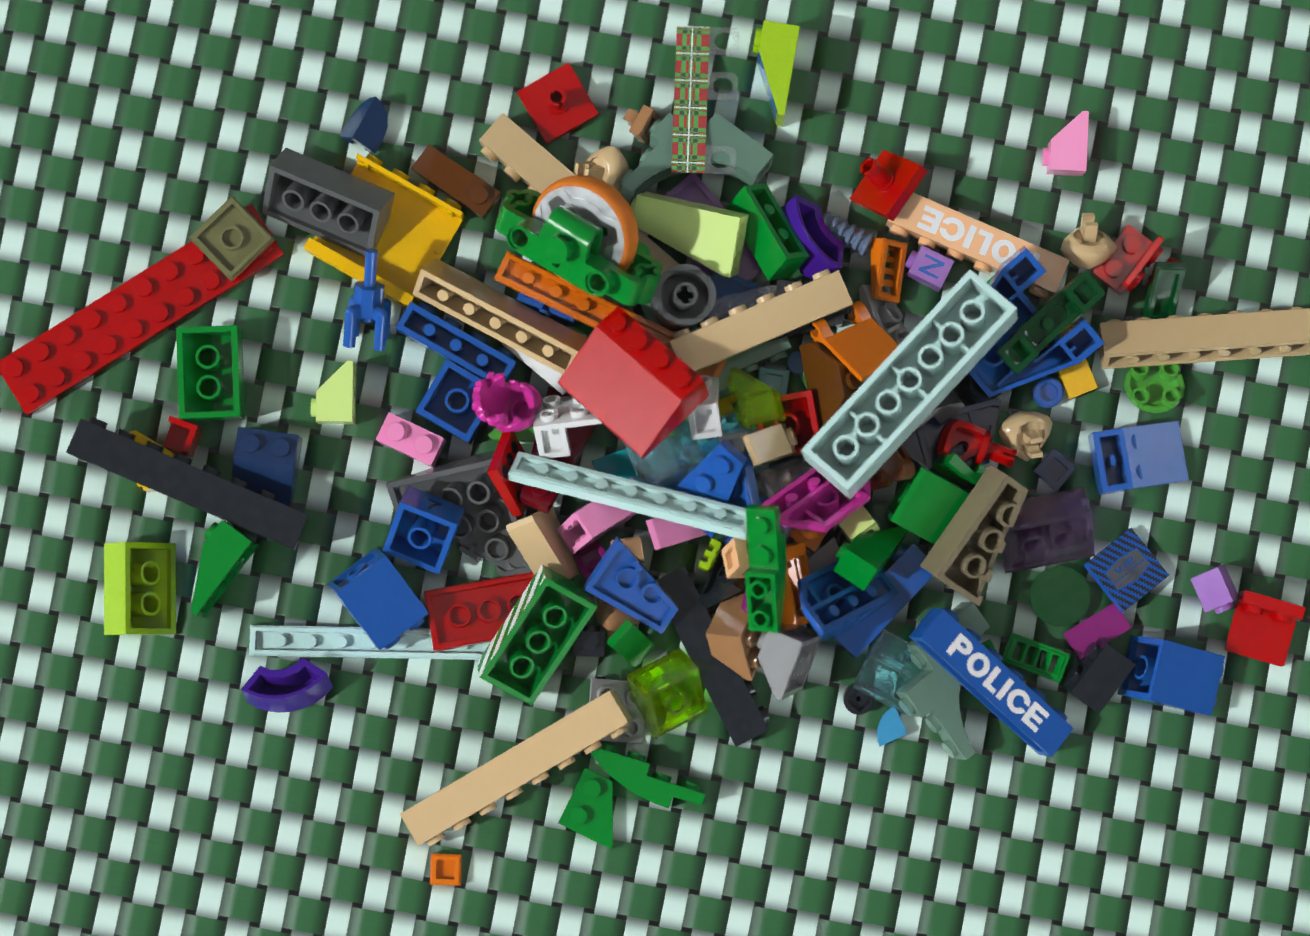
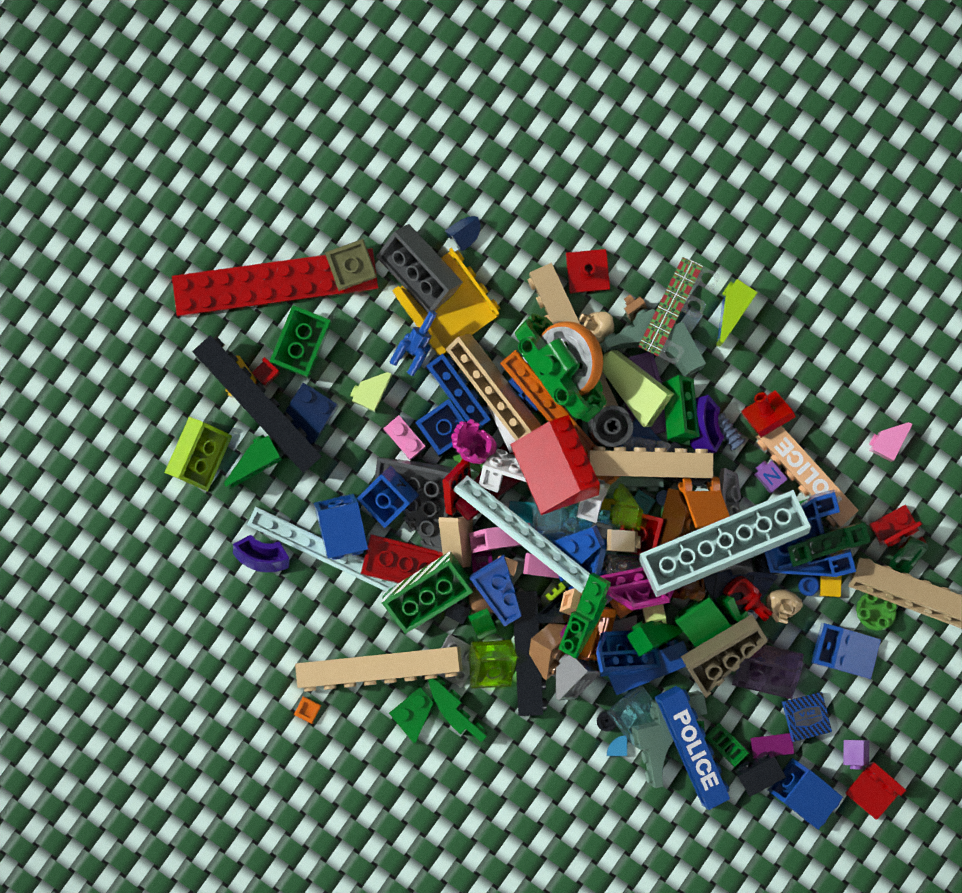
camera: 20 degrees right, 0 degrees up
(456, 182) = (504, 291): reddish brown slope -> none
(896, 261) = (752, 462): orange slope -> none
(1054, 469) = (791, 635): dark blue plate -> none
(1059, 596) = (759, 714): dark green tile -> none
(1087, 245) = (874, 506): tan piece -> none

